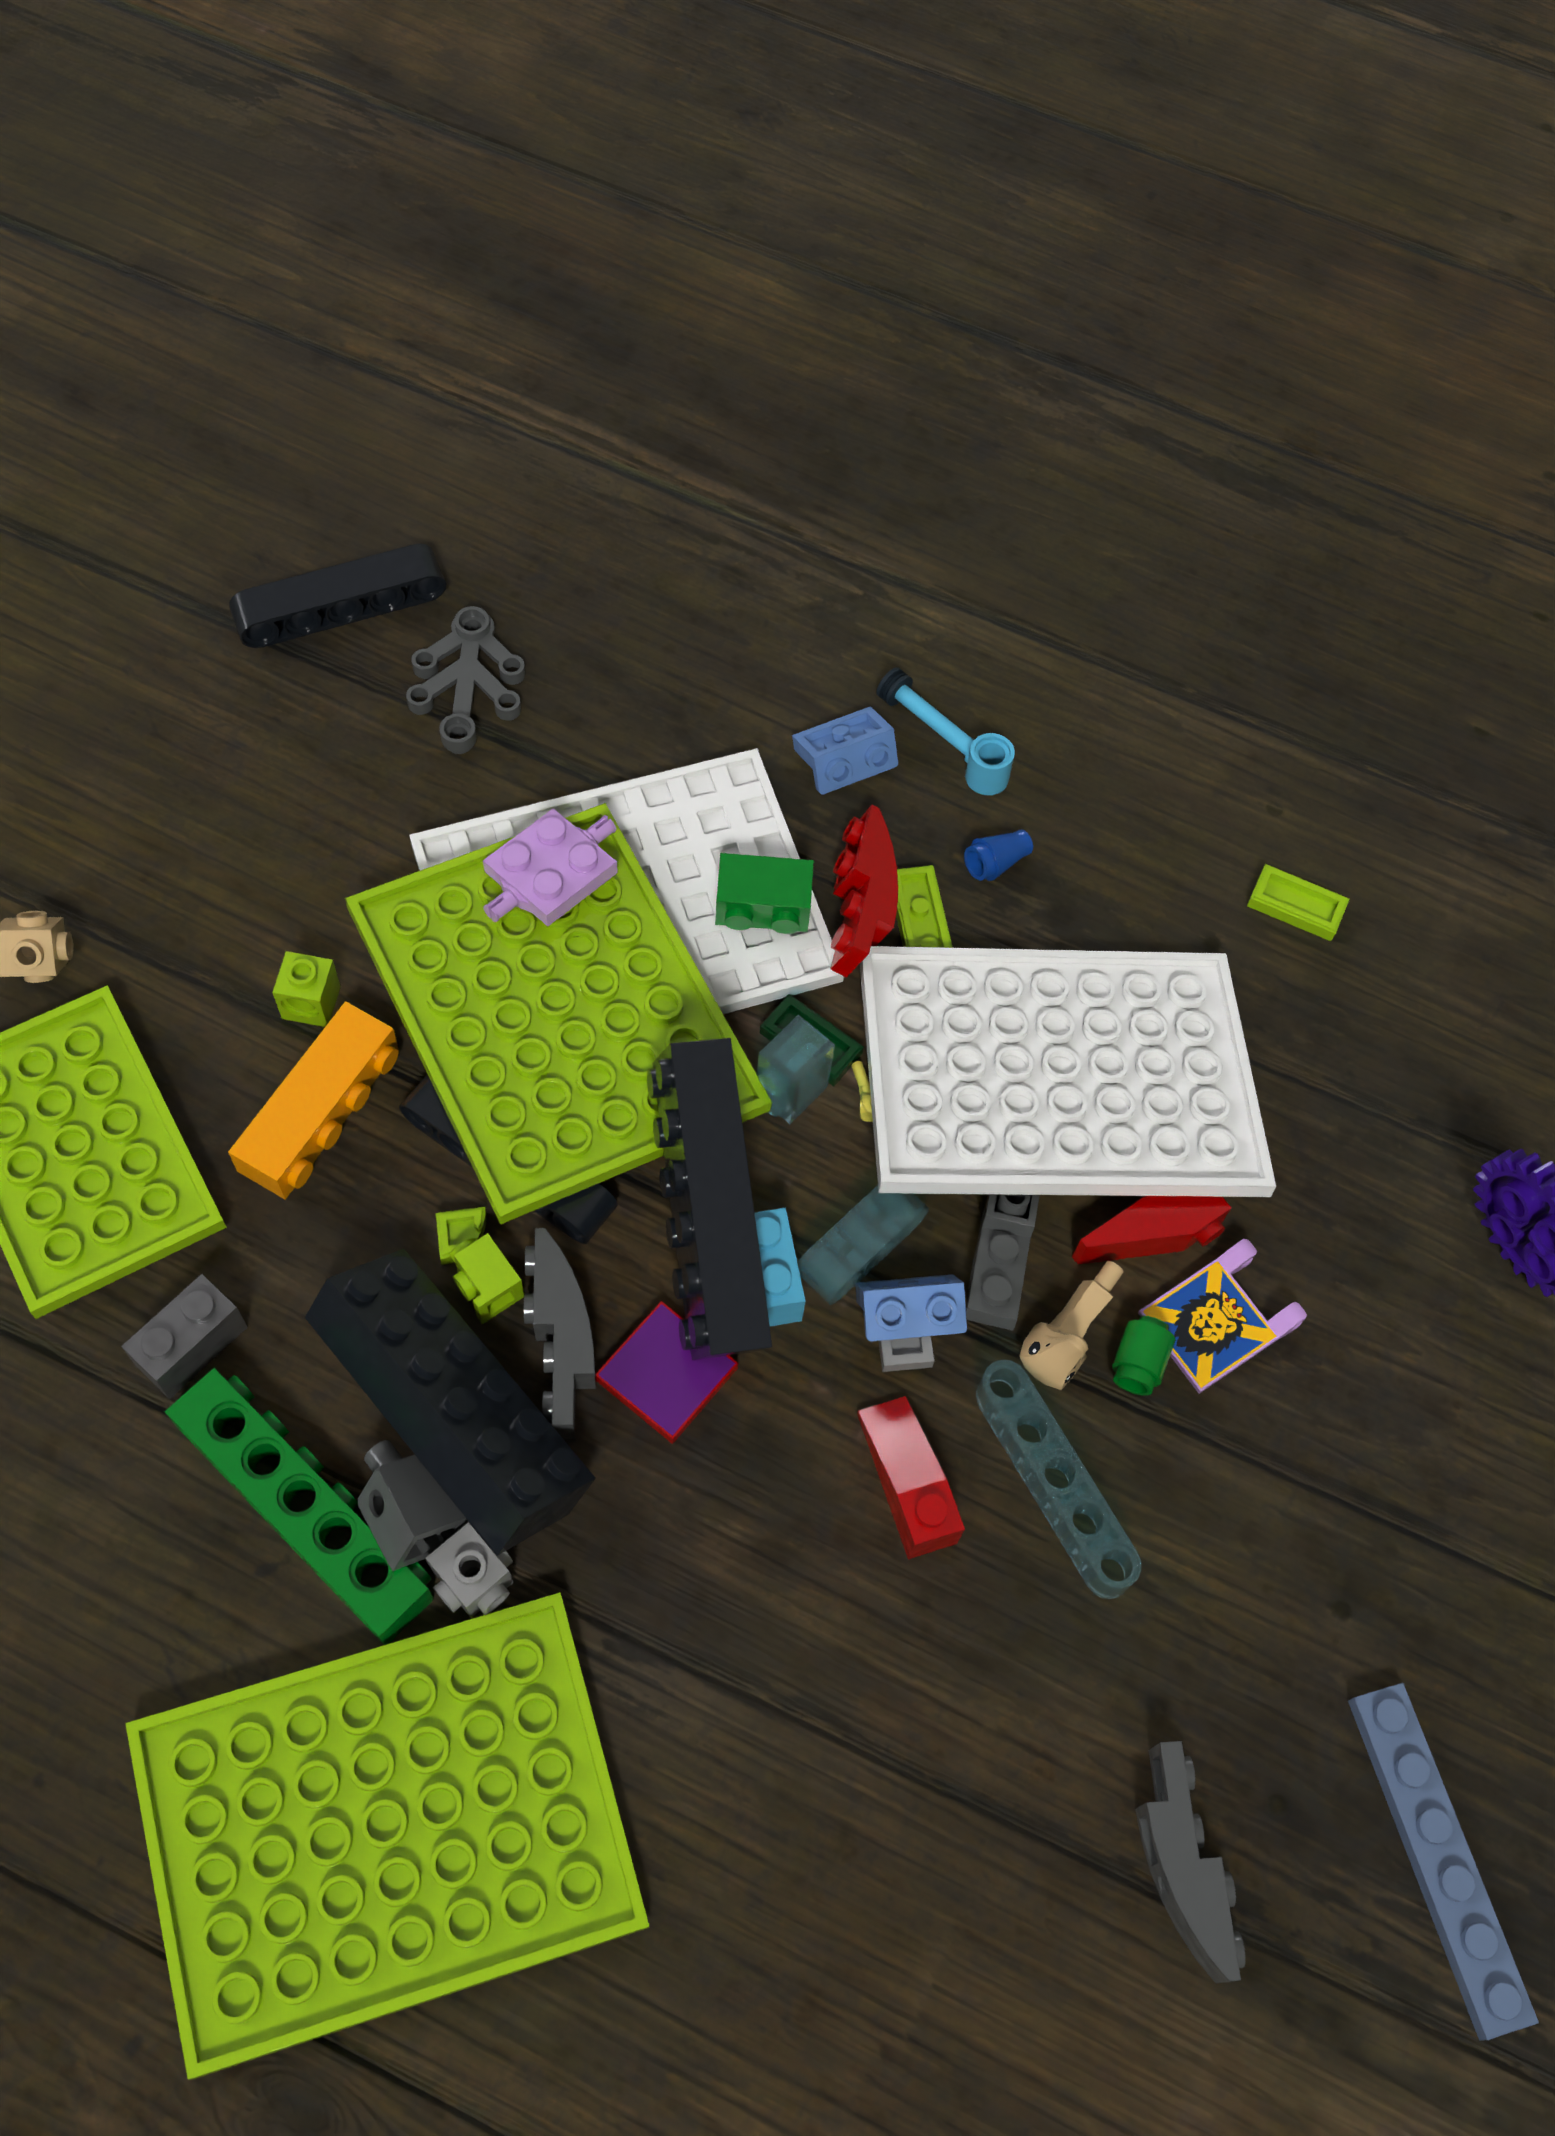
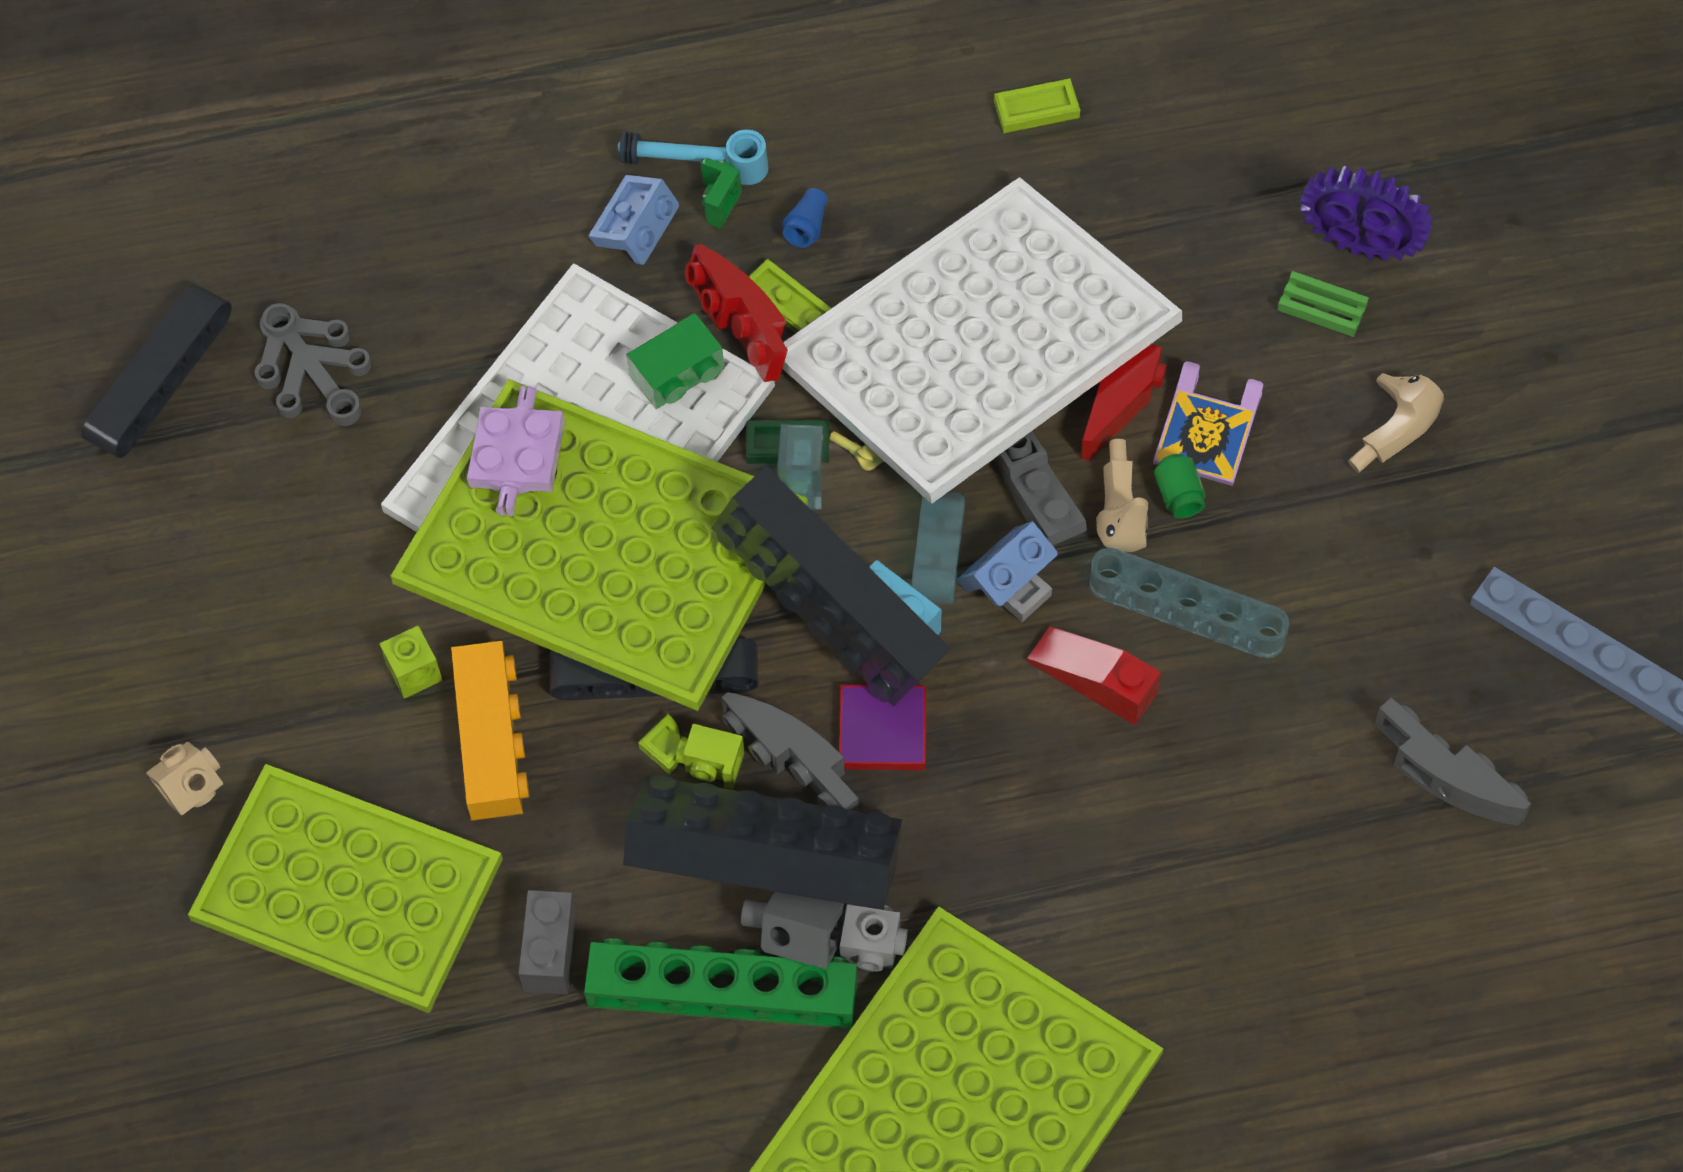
camera: 30 degrees left, 0 degrees up
(941, 779) = (721, 192): none -> green bracket
(1438, 1278) = (1325, 298): none -> bright green tile
(1445, 1459) = (1418, 407): none -> tan animal

